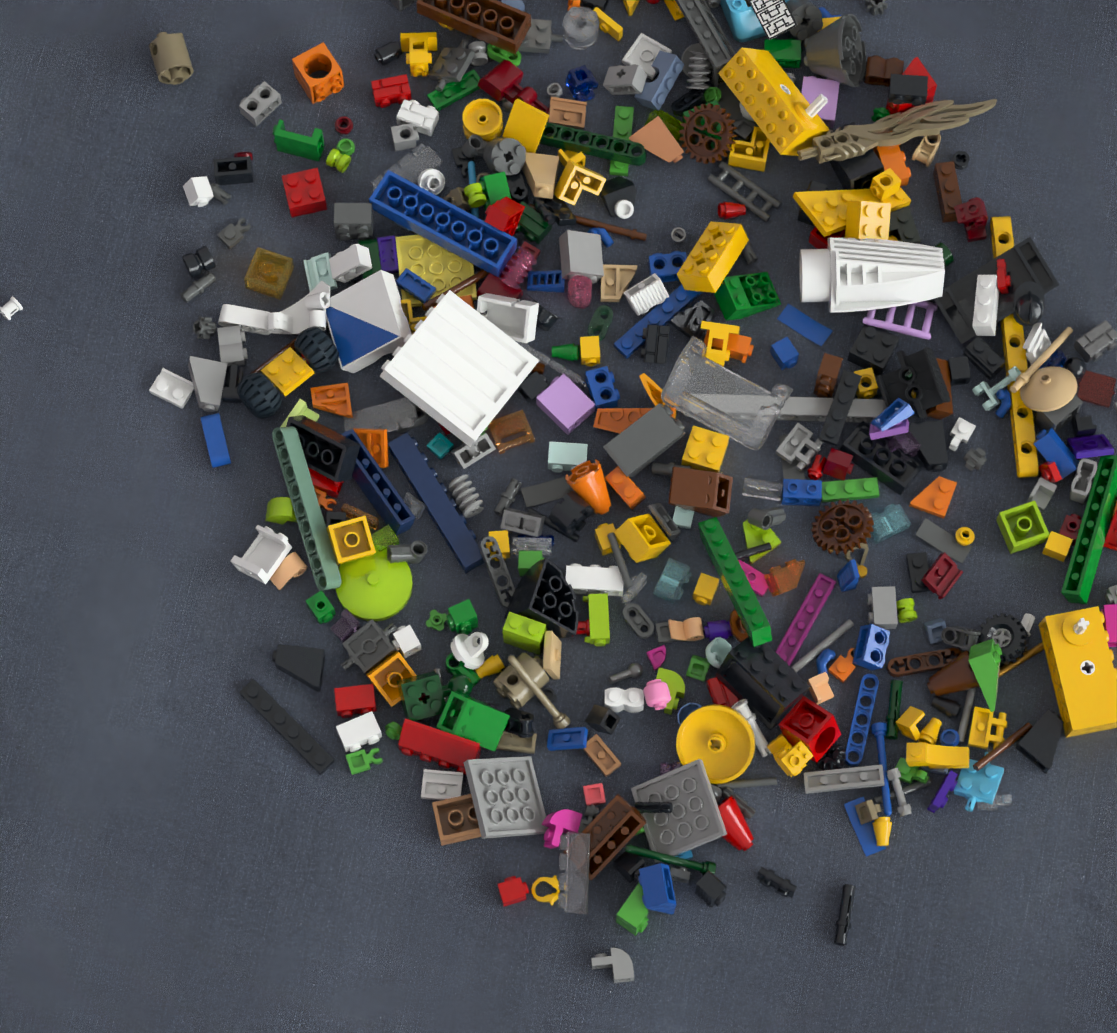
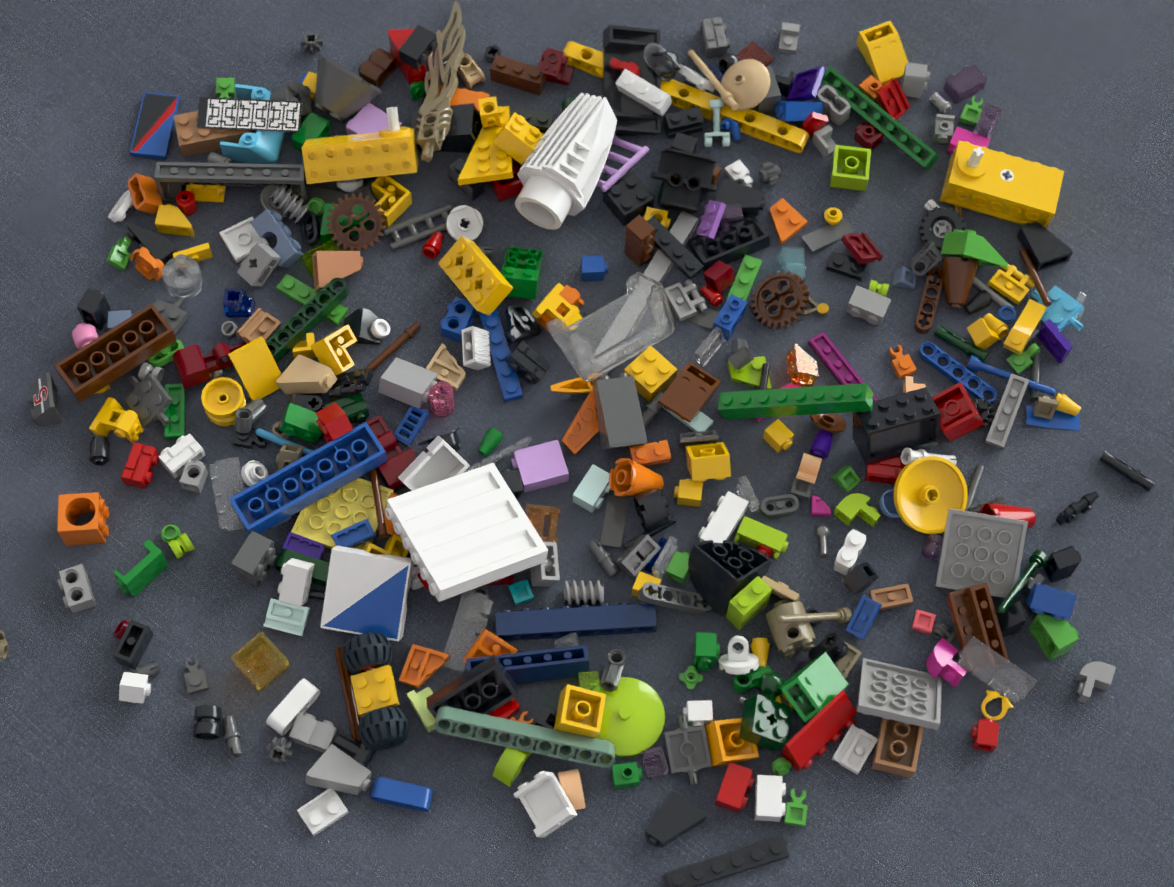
camera: 65 degrees left, 5 degrees down
(303, 314) = (322, 648): white panel -> none
(304, 192) = (195, 591): red brick -> none
(341, 121) = (143, 521): dark red plate -> none
(352, 513) = (550, 698): clear orange plate -> none
(475, 195) = (296, 439): lime wheel -> none
(513, 159) = (271, 397): dark grey brick -> none
(518, 268) = (392, 436): clear pink piece -> none
(590, 350) = (501, 420): yellow brick -> none
(599, 389) = (542, 434): blue brick -> none
(600, 324) = (479, 401): clear green plate -> none
(605, 237) = (391, 357): blue arm -> none
(619, 559) = (720, 489): dark grey bar -> none
(654, 807) = (968, 572): black axle -> none
(657, 694) = (864, 518): bright pink head -> none
(671, 581) = (756, 459): clear light blue brick -> none
(681, 232) = (431, 293): light grey hinge -> none
(717, 651) = (844, 456): light aqua hair -> none
(775, 221) = (468, 214): none -> white plate
(789, 758) = (978, 442): yellow tile -> none
(804, 325) = (573, 242): blue sticker -> none
(822, 646) = (874, 368): light grey bar -> none
(825, 656) = (889, 377): blue arm -> none
(848, 576) = (827, 316): blue slope -> none
(871, 647) = (899, 331): blue brick -> none
(892, 415) = (698, 199): blue slope -> none
(904, 808) = (1052, 378): light grey bar -> none
(1057, 546) = (880, 152): yellow panel -> none

